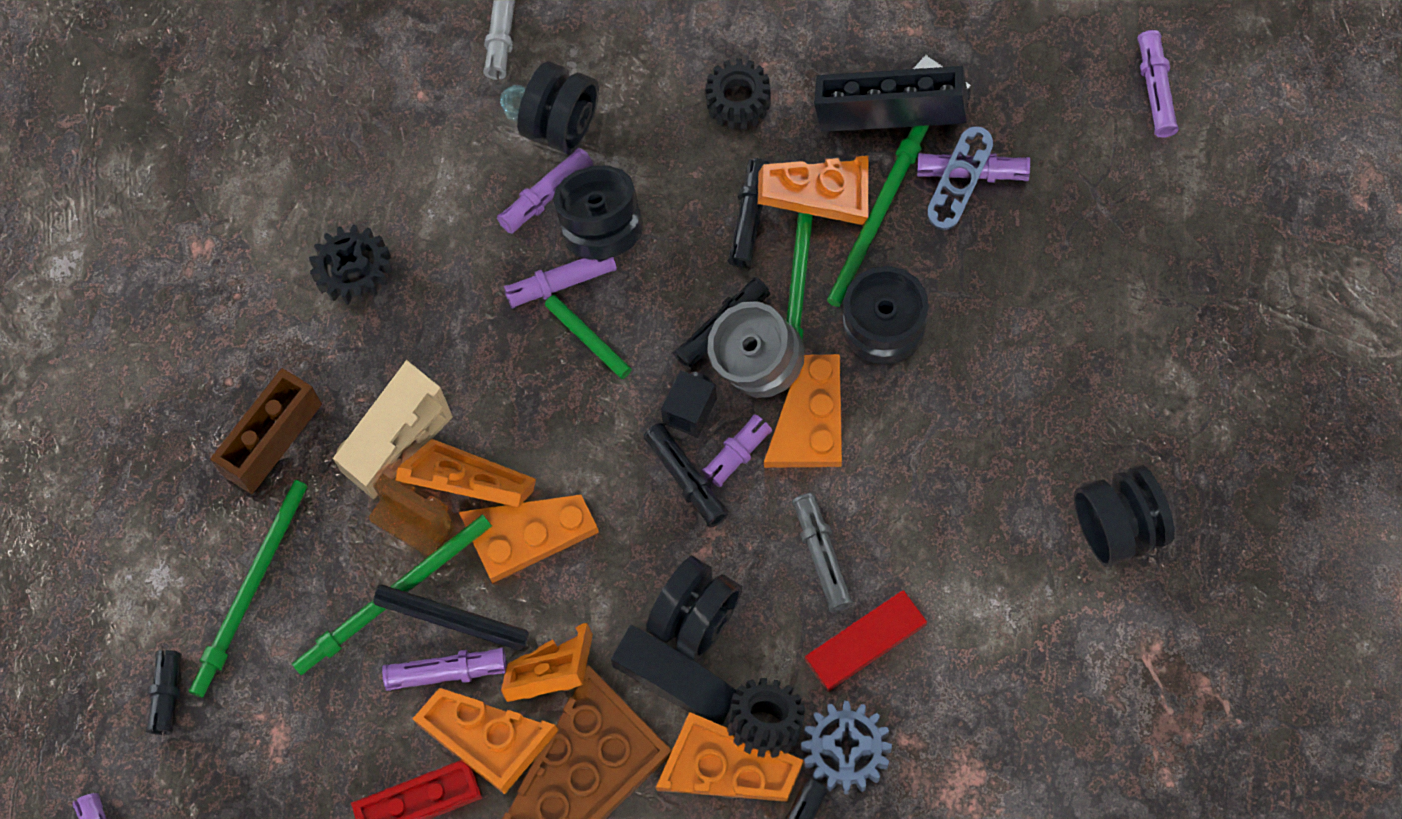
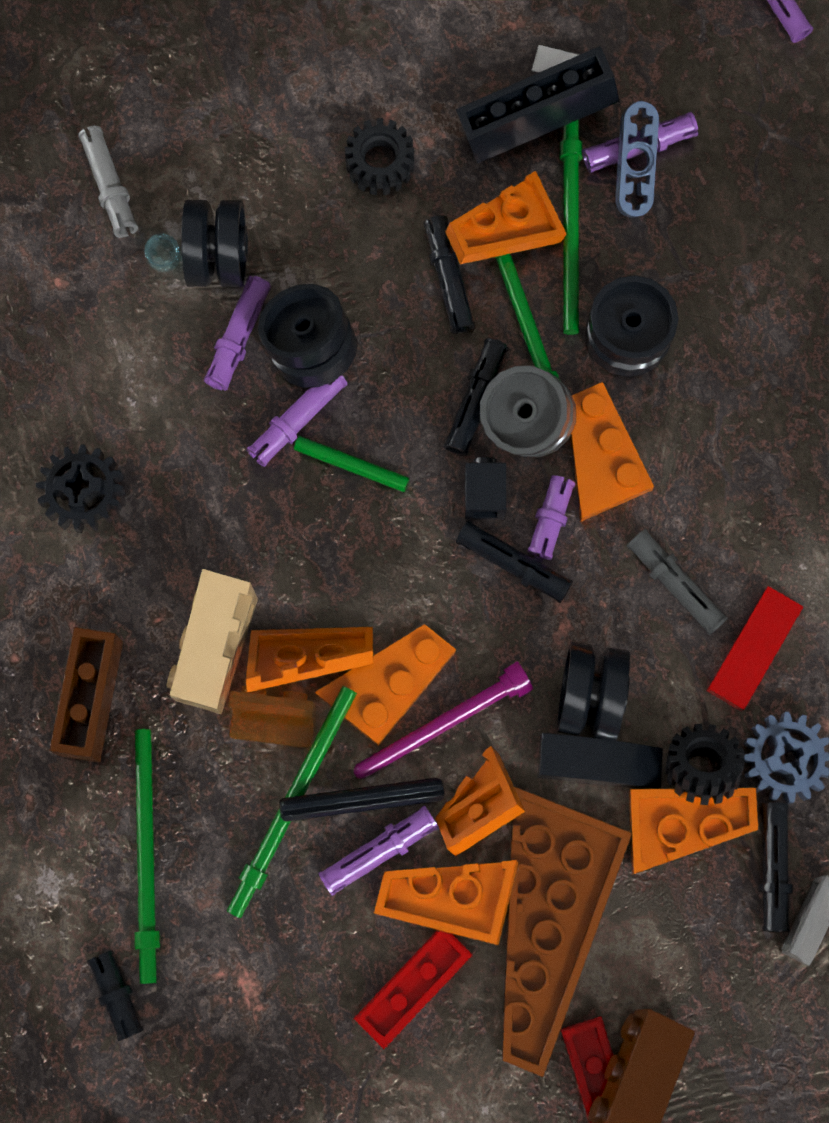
camera: 30 degrees left, 10 degrees up
(630, 577) = (511, 683): none -> magenta piece

